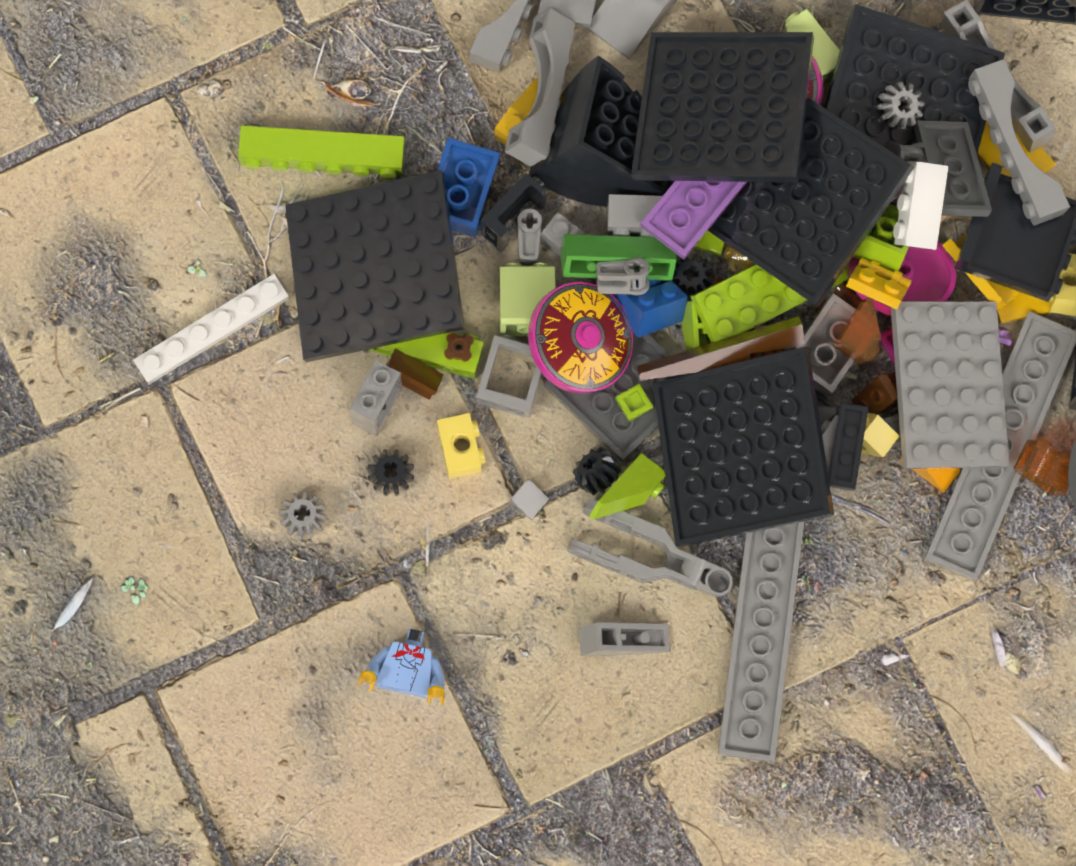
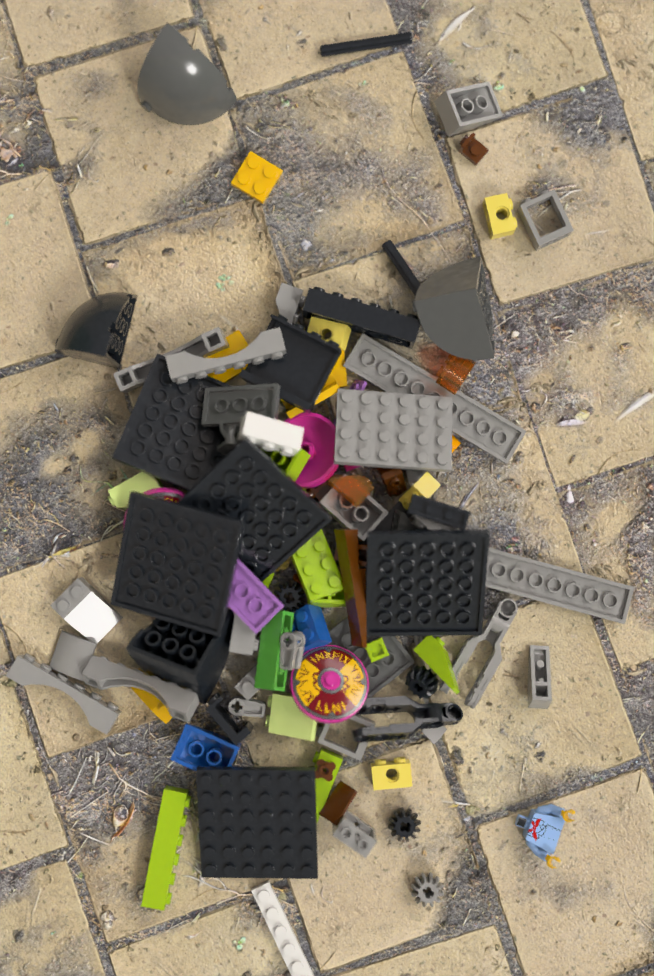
camera: 80 degrees left, 10 degrees up
(547, 480) = (424, 715): none -> black piece
(879, 283) = (321, 472): yellow plate -> none
(892, 101) = (189, 441): light grey gear -> none

